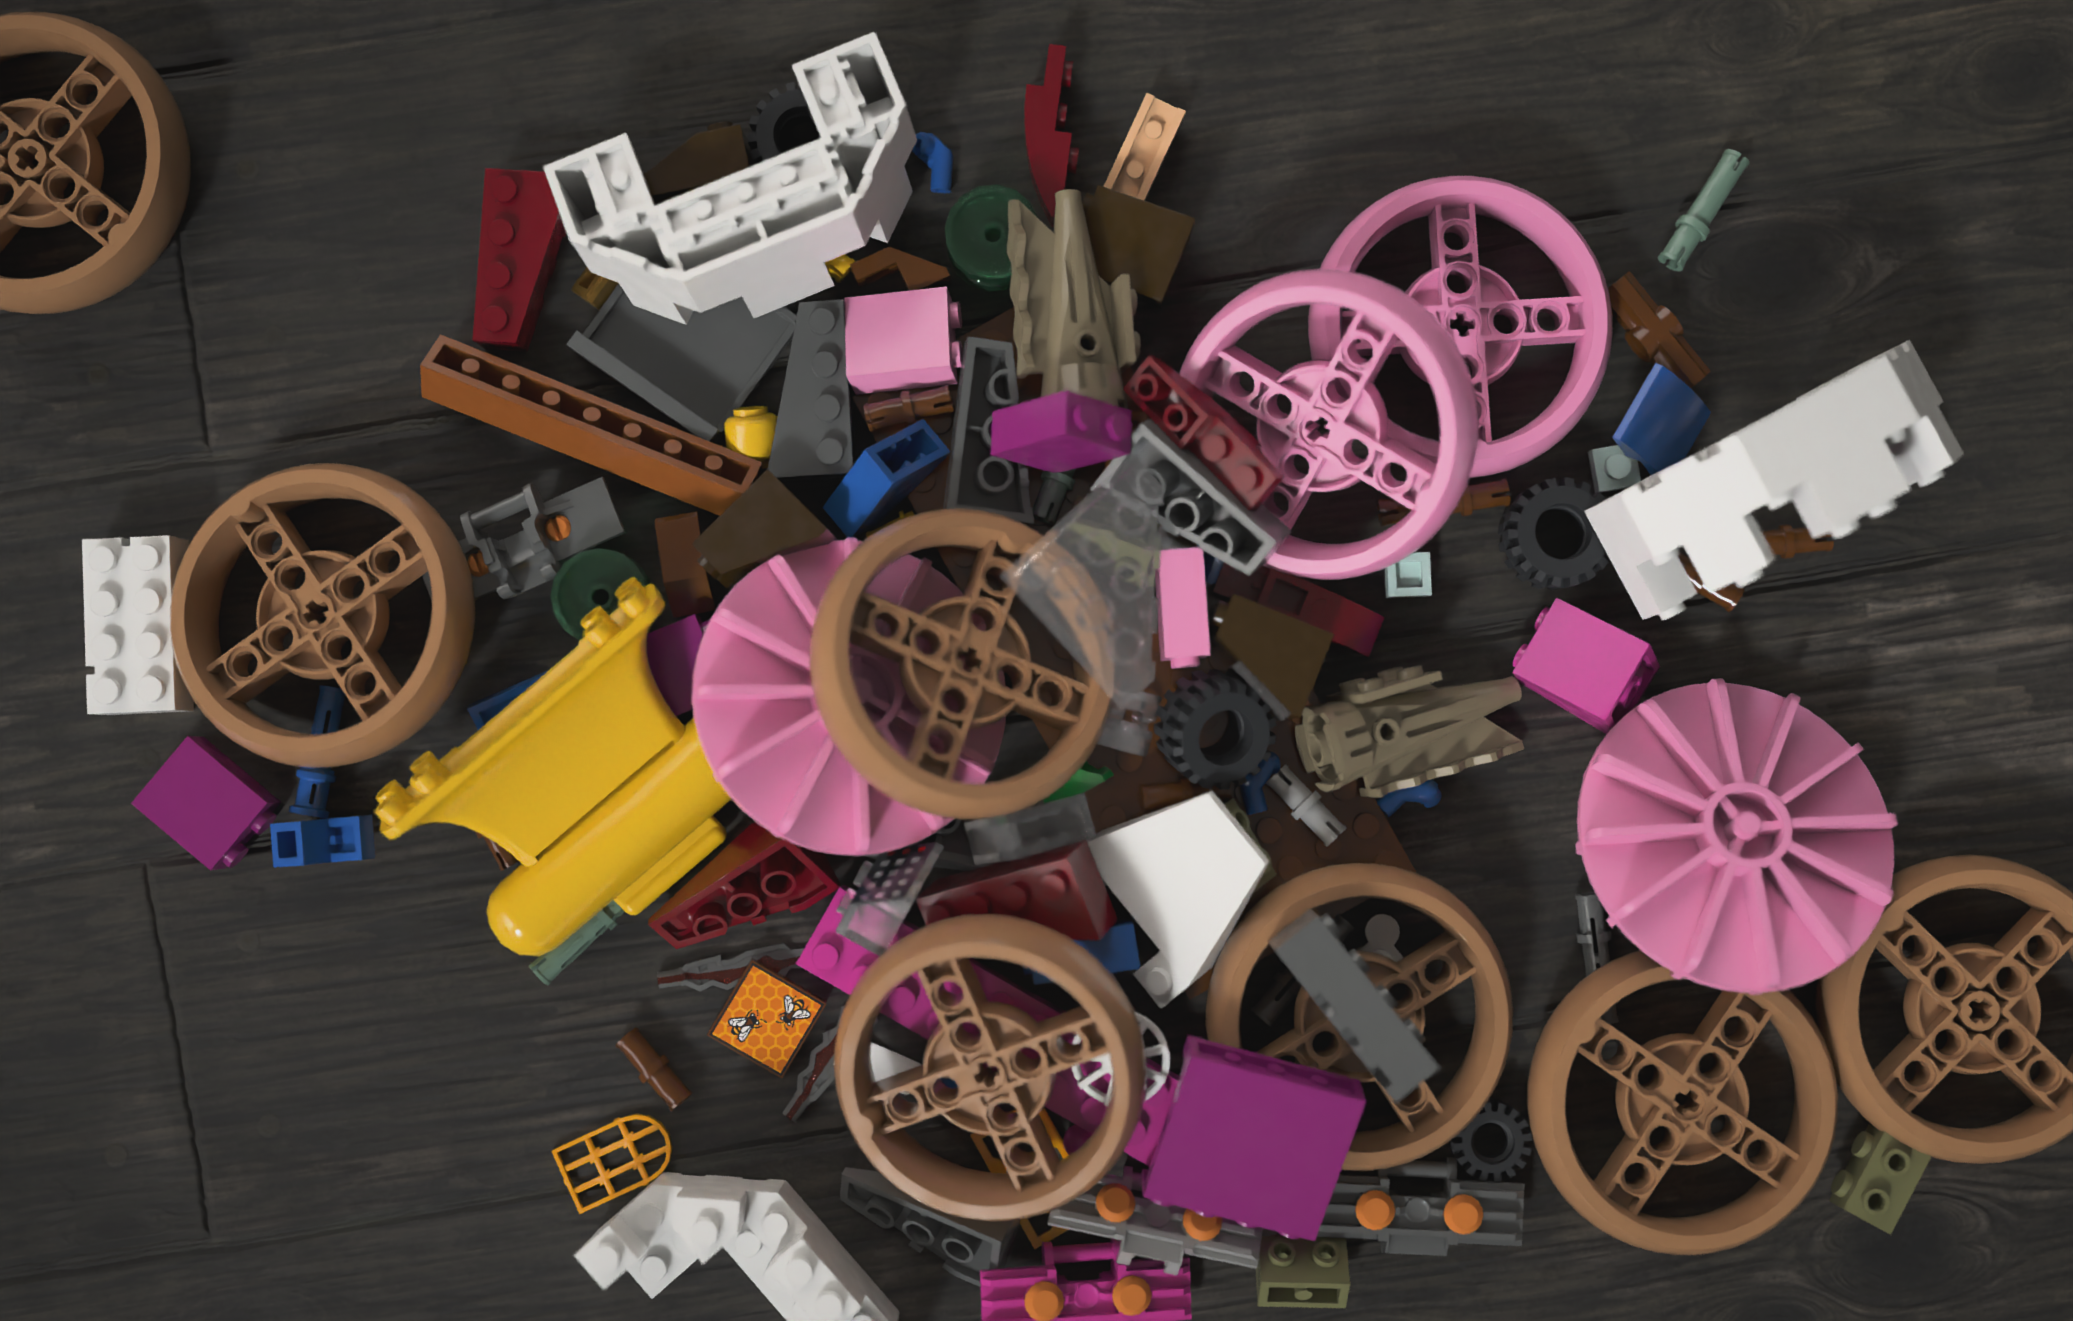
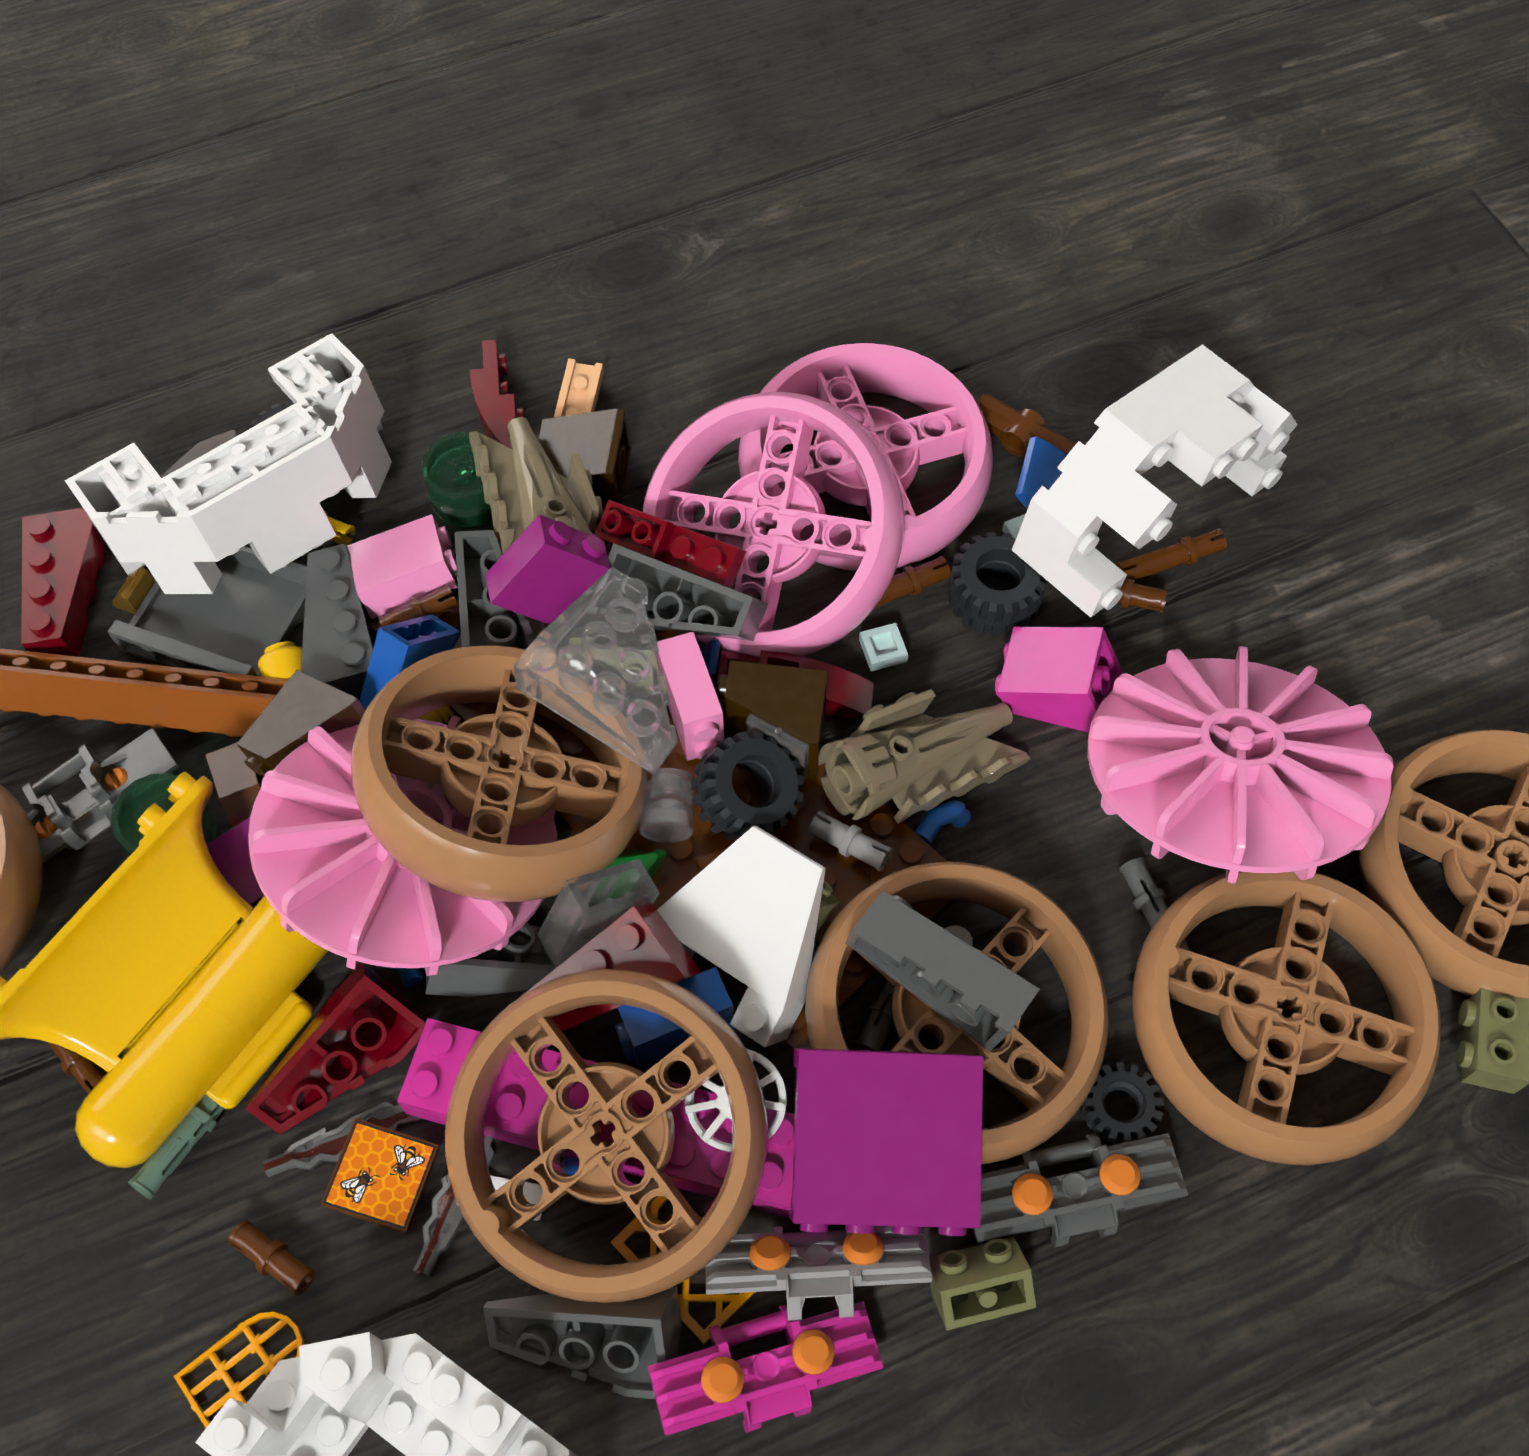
camera: 15 degrees left, 25 degrees down
(885, 895) = (471, 1001): clear slope -> none
(914, 270) = (386, 516): reddish brown slope -> none
(936, 157) = (408, 443): blue arm -> none
(1252, 790) = (797, 828): blue arm -> none
(1694, 224) = (1027, 356): sand green pin -> none

